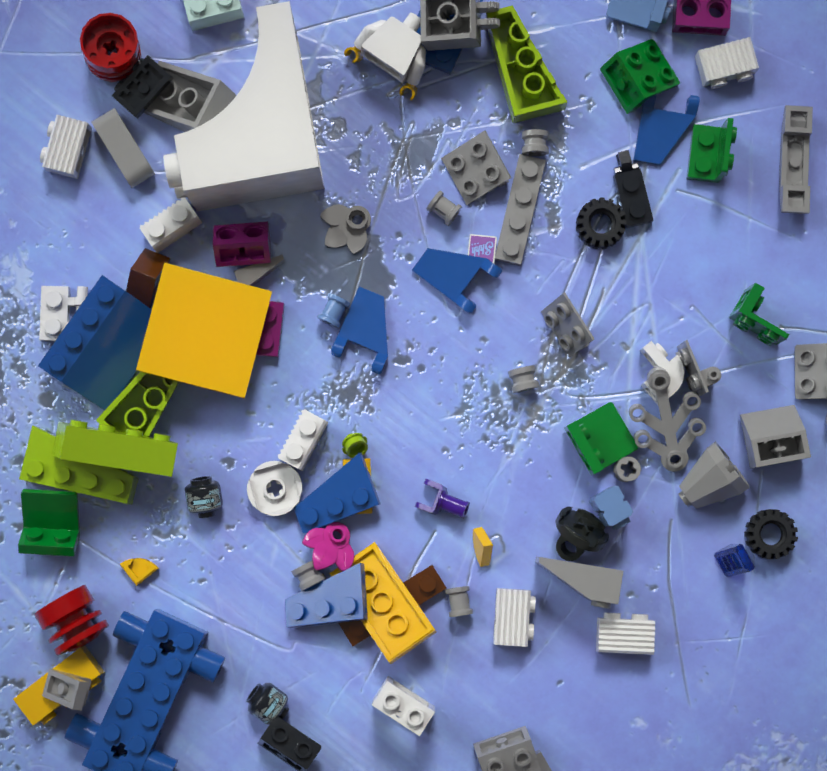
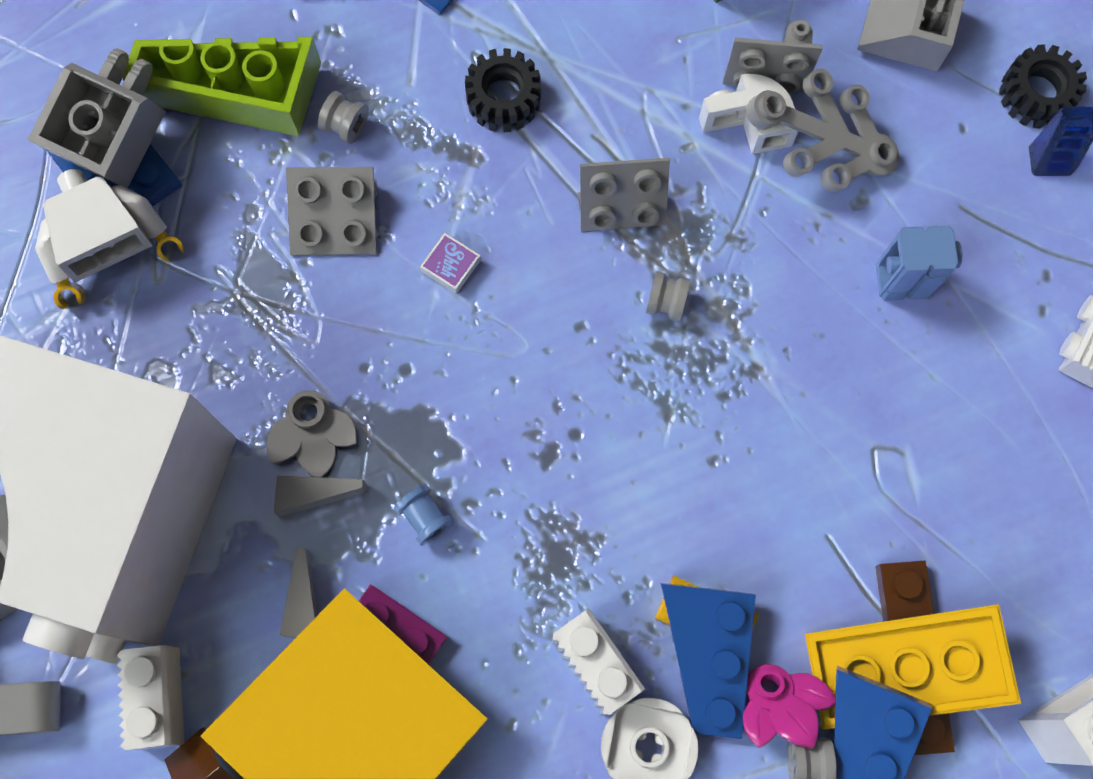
camera: 65 degrees left, 10 degrees down
(241, 244) = (245, 600): magenta brick -> none
(311, 239) = (303, 493): none -> light grey piece
(354, 444) = (642, 587): lime plate -> none
(365, 327) = (473, 482): blue flag -> none
(444, 208) = (363, 282): light grey bush -> none
(444, 502) = (794, 497): dark purple piece -> none
(453, 273) = (463, 318): blue flag -> none
(459, 601) = (955, 552): light grey bush -> none
(482, 546) = (885, 477): yellow tile -> none
(512, 617) = (1014, 485): white brick -> none
(520, 209) = (424, 186): light grey plate -> none
(581, 530) = (930, 322): pearl dark grey tile -> none
(591, 582) = (1019, 337): light grey slope -> none
(601, 438) = (805, 238): green bracket -> none
(631, 191) = (477, 32): black hinge -> none
(634, 465) = (862, 212): light grey bush -> none
(712, 479) = (935, 115): light grey cone -> none

